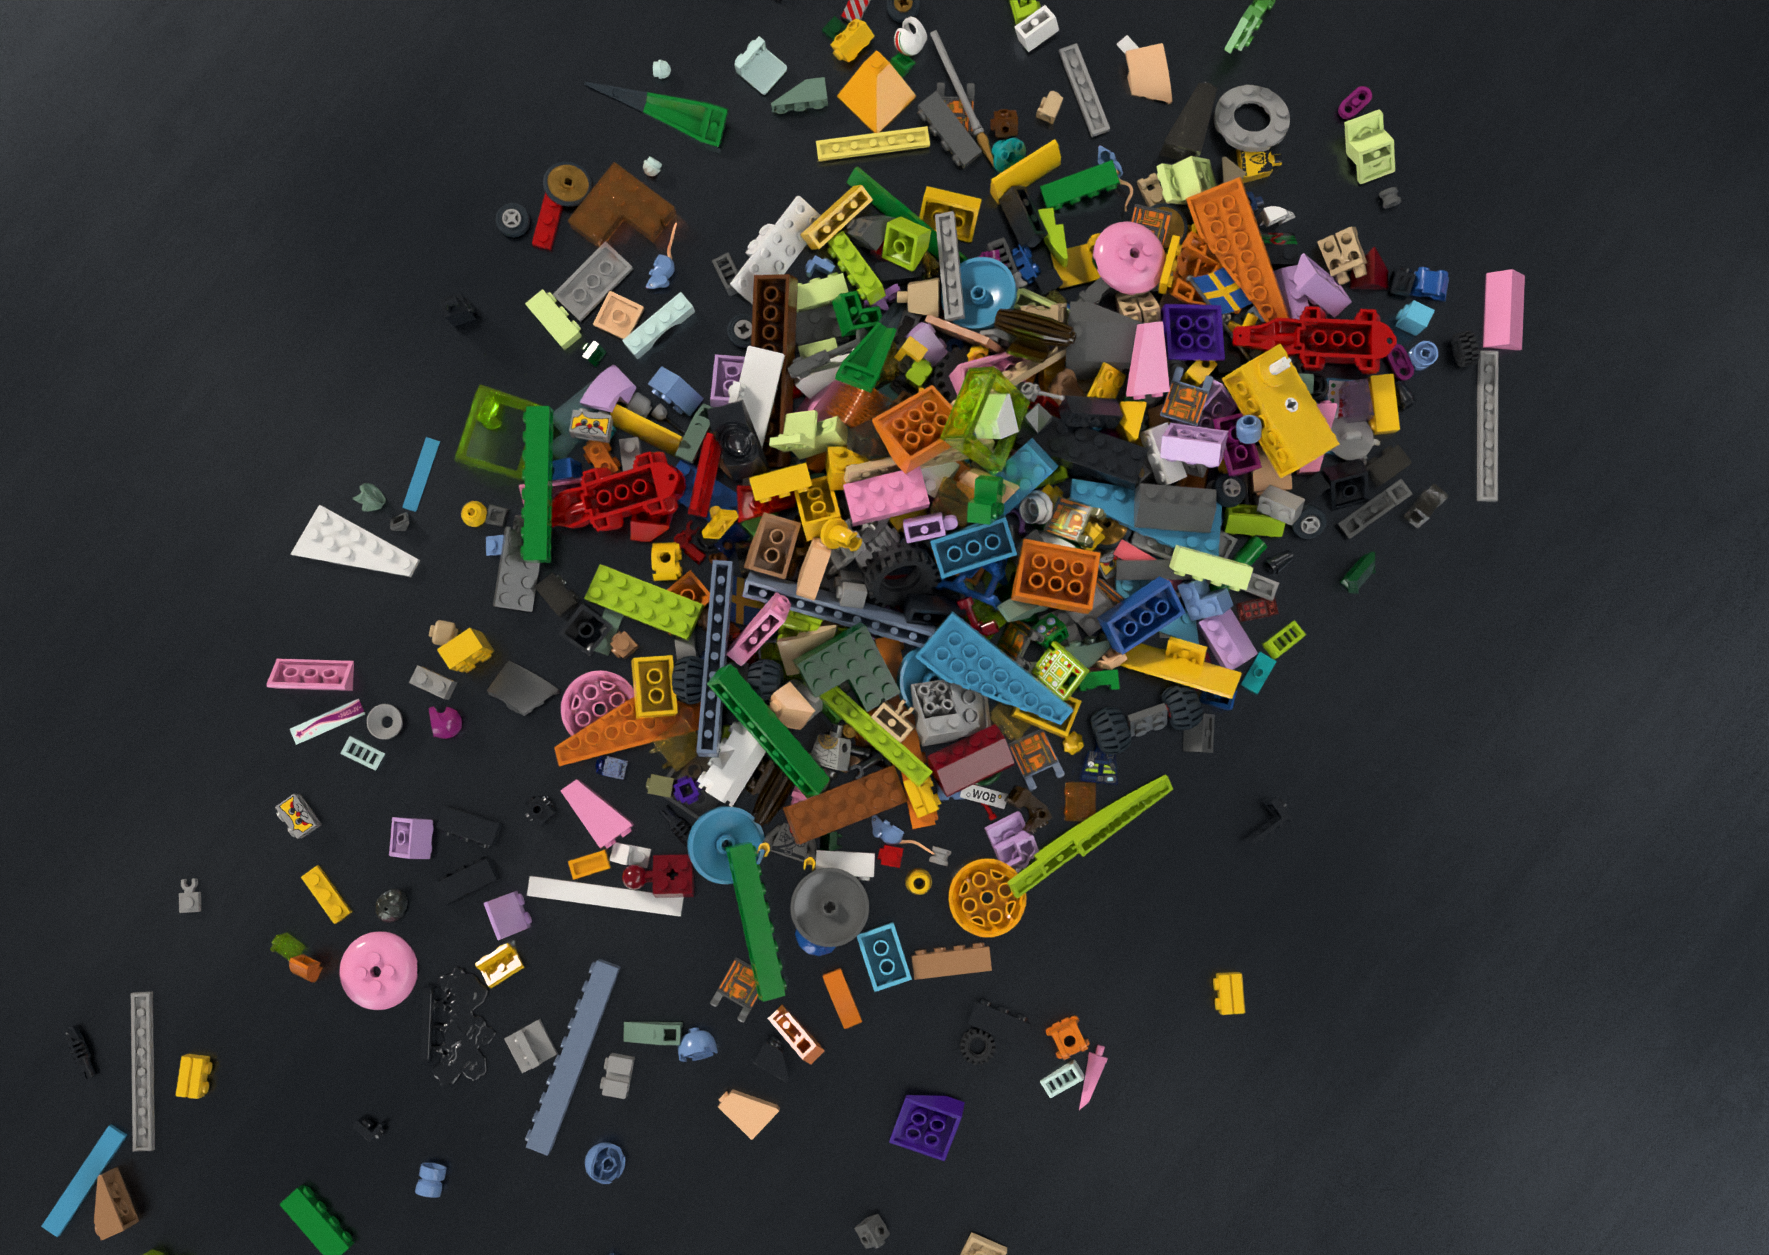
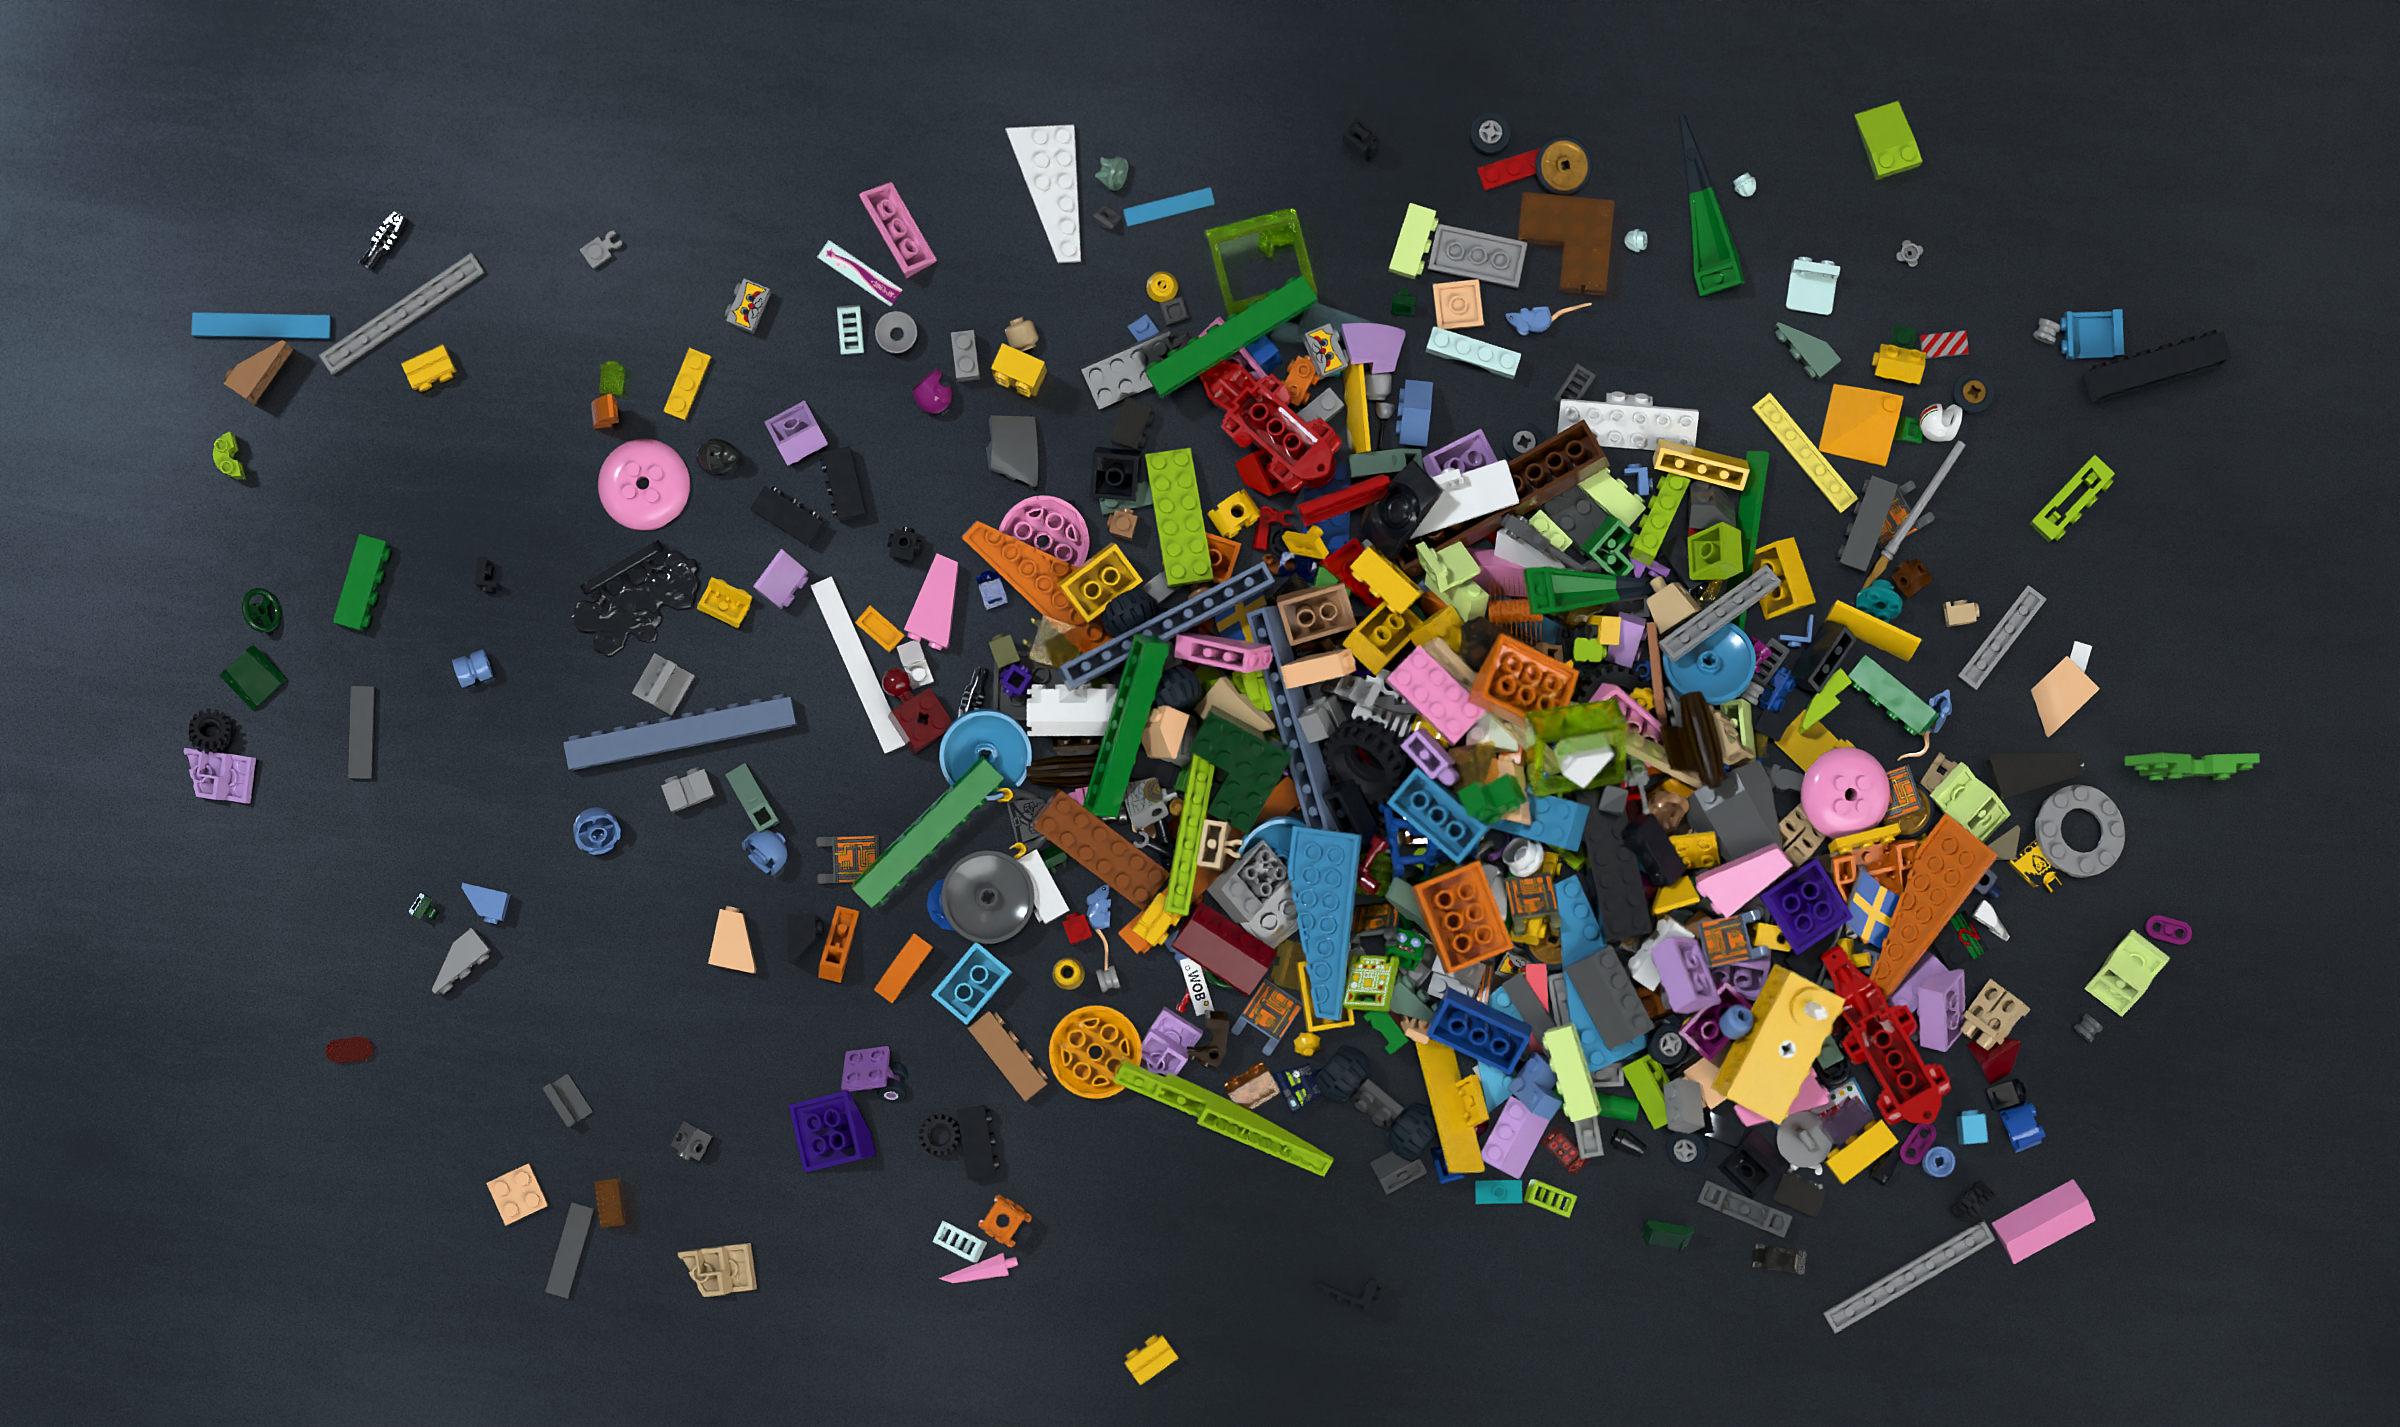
camera: 65 degrees right, 0 degrees up
(836, 535) = (1365, 669): yellow piece -> none
(902, 1067) = (872, 1069): none -> medium lavender plate
(1000, 229) = (1796, 641): none -> medium blue bracket
(1036, 28) = (2034, 547): white brick -> none

